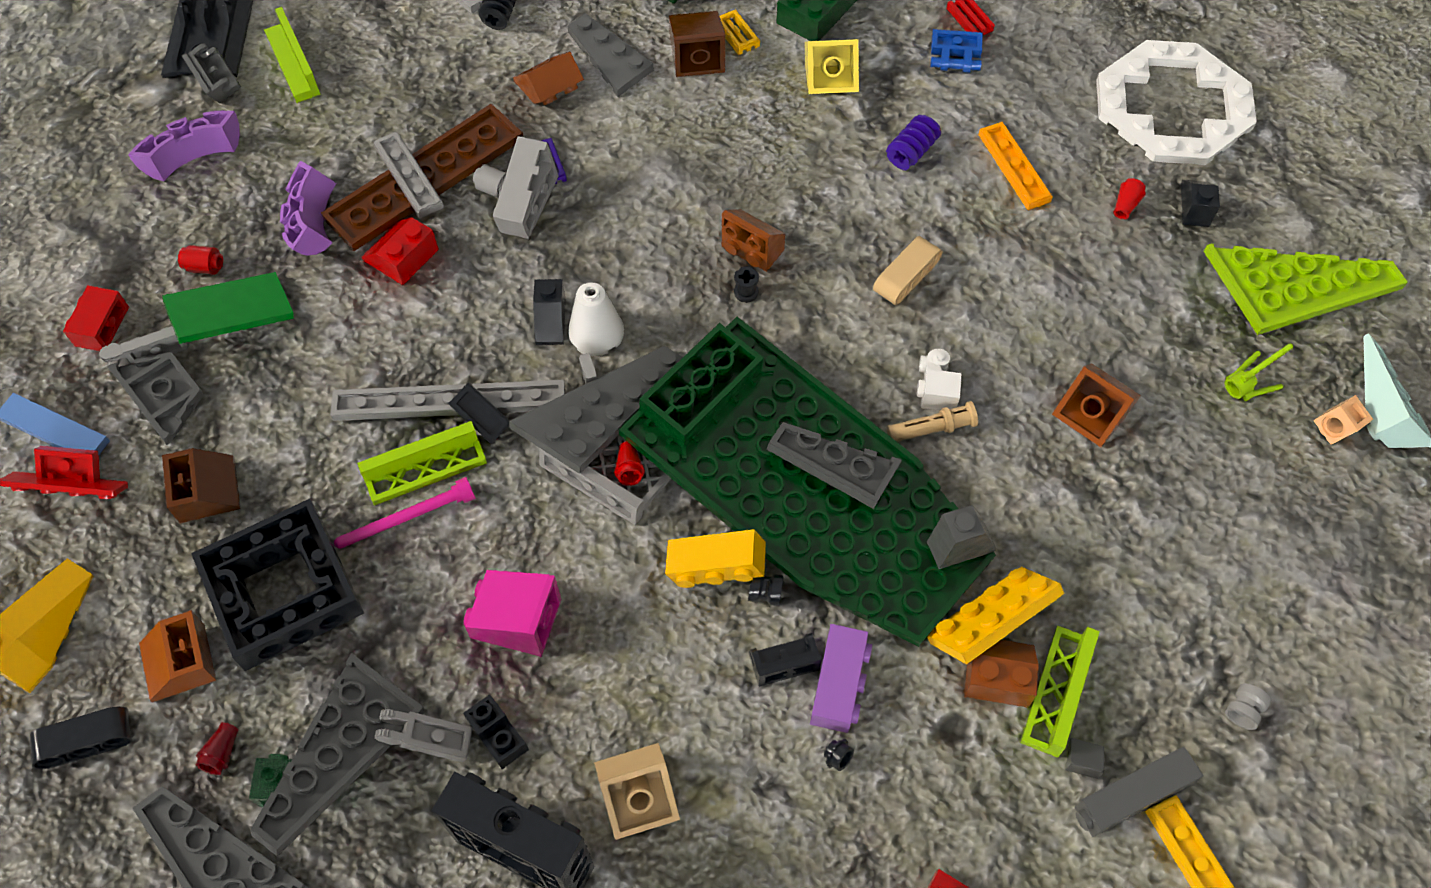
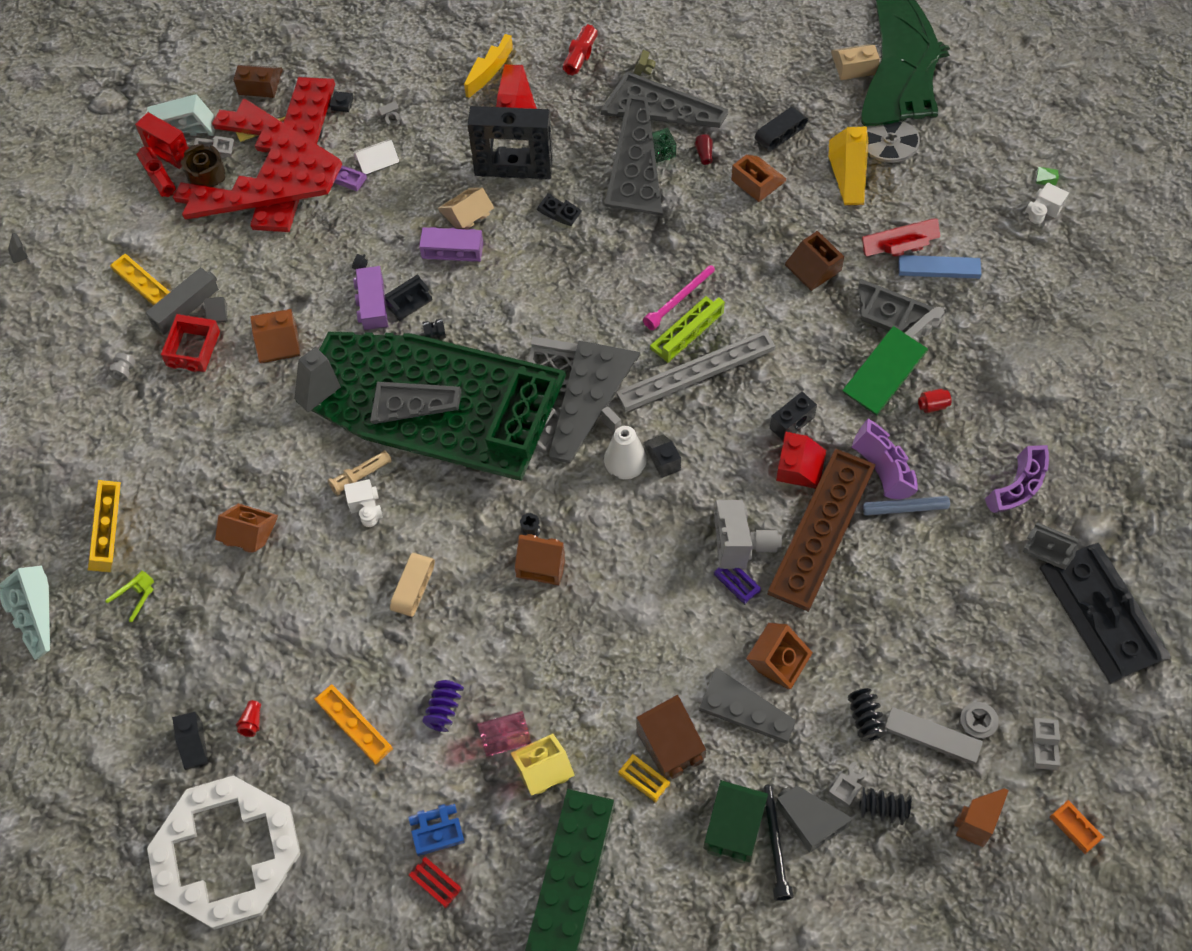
camera: 160 degrees right, 0 degrees up
(96, 318) = (970, 335): red brick -> none
(258, 547) = (723, 195): black brick -> none
(291, 59) = (1004, 595): lime fence -> none
(333, 172) = (906, 505): none -> sand blue axle
(372, 296) = (793, 415): none -> black brick
(408, 175) = (831, 515): light grey tile -> none
(426, 734) = (593, 186): light grey hinge -> none
(484, 415) = (668, 364): black tile -> none
(514, 610) = (580, 261): dark pink slope -> none
(628, 465) = (550, 358): red cone -> none
(685, 727) = (451, 244): none -> medium lavender brick
(716, 558) = (469, 325): yellow brick -> none
(860, 95) = (504, 733): none -> clear pink hinge
(994, 614) = (278, 364): yellow plate -> none
(1073, 689) = (230, 338): lime fence -> none
(1122, 732) = (190, 325): none -> red window
(1287, 461) = (104, 526): none -> yellow brick
(1293, 288) = (107, 684): lime wing -> none
(1343, 420) = (65, 570): light nougat brick -> none

